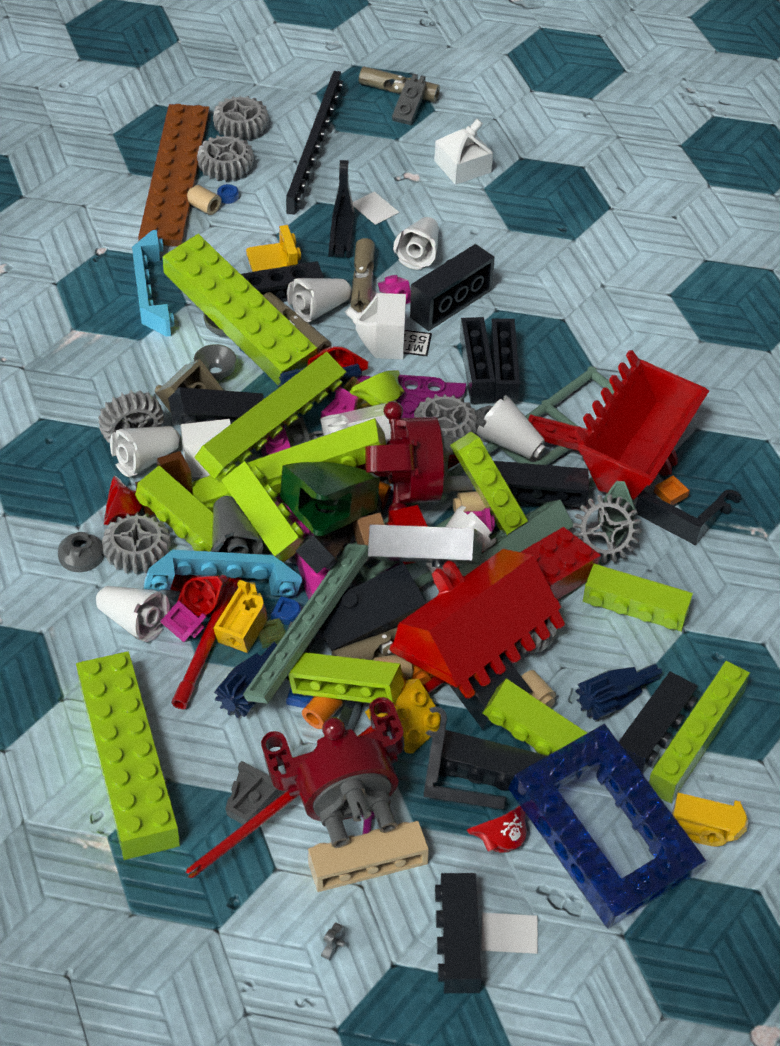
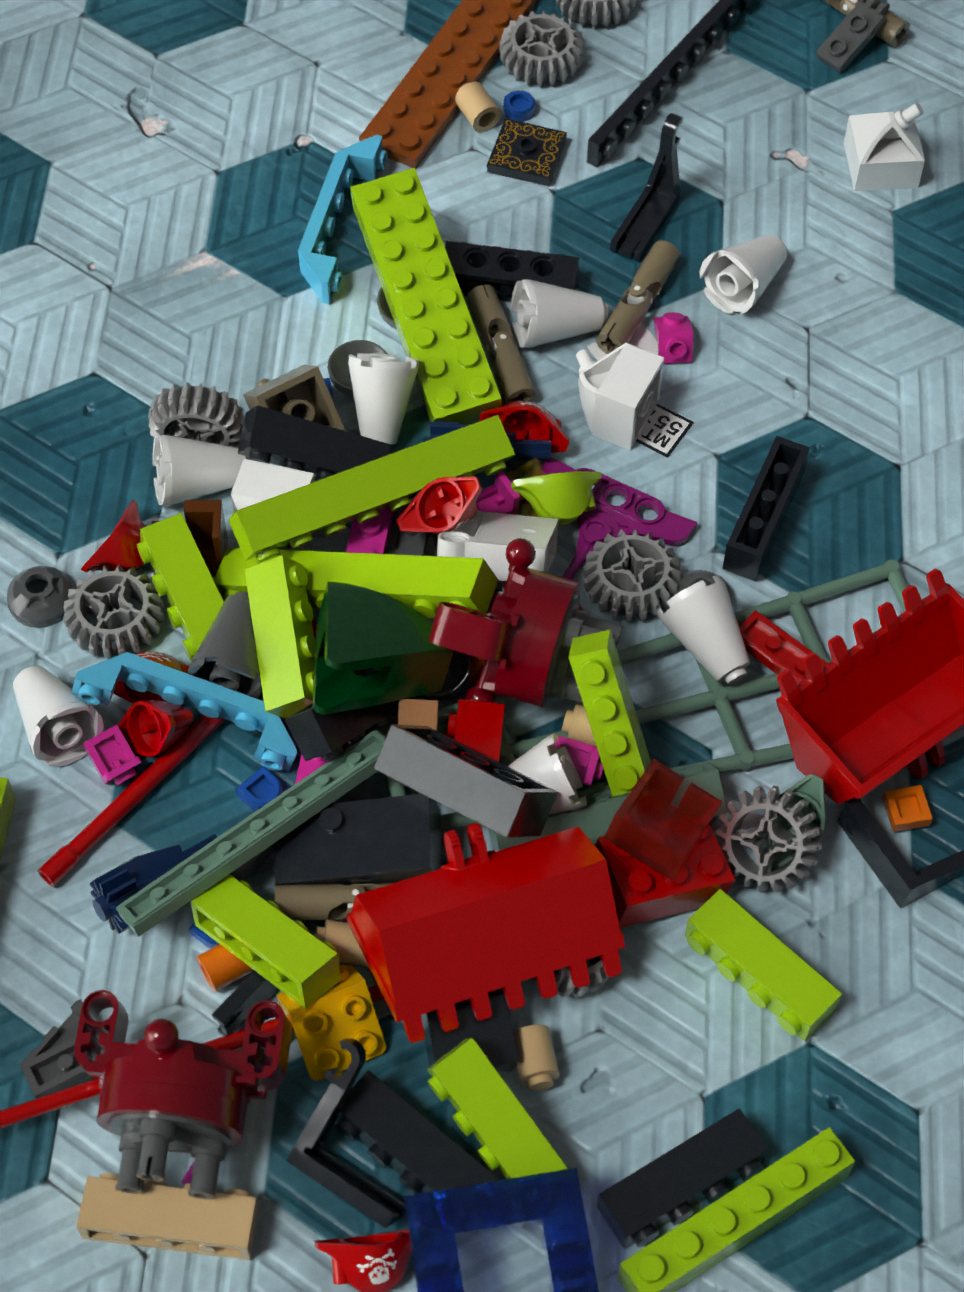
camera: 25 degrees right, 10 degrees up
(241, 365) = (381, 393): none -> white cone
(242, 618) = (192, 780): yellow piece -> none
(247, 217) = (526, 152): none -> black plate
(272, 632) = (222, 814): clear yellow tile -> none
(276, 254) = (528, 225): yellow bracket -> none
(320, 410) = (442, 506): none -> red hat
(375, 208) = (716, 192): white sticker -> none
(451, 287) = (750, 362): black brick -> none
(477, 360) = (726, 492): black brick -> none
(546, 483) = (707, 728): black brick -> none
(553, 539) = (654, 828): none -> clear red piece
(614, 689) = (648, 1101): dark blue piece -> none

